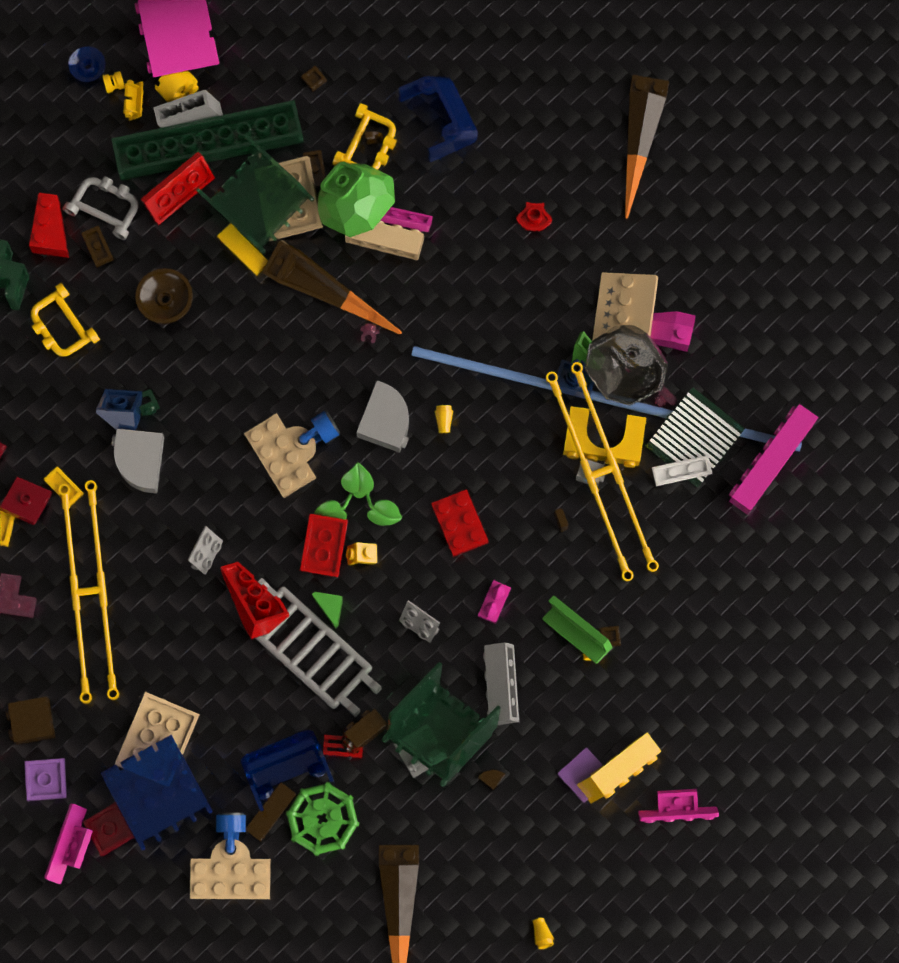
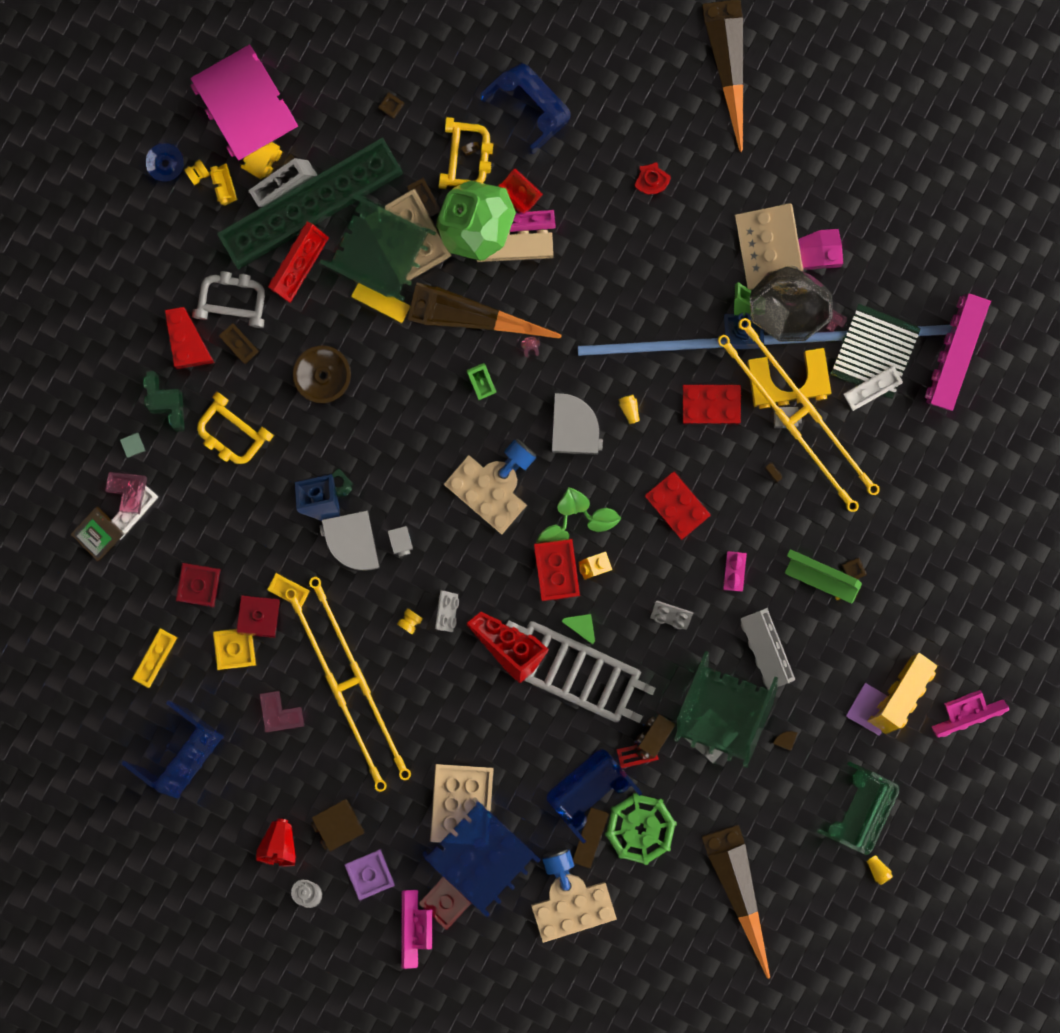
camera: 15 degrees left, 10 degrees up
(169, 549) = (409, 621): none -> yellow wheel
(185, 472) = (400, 541): none -> light grey brick
(311, 349) = (481, 381): none -> bright green slope
(407, 190) = (521, 191): none -> red bracket
(523, 439) = (711, 404): none -> red plate
(549, 872) = (866, 813): none -> clear green windscreen

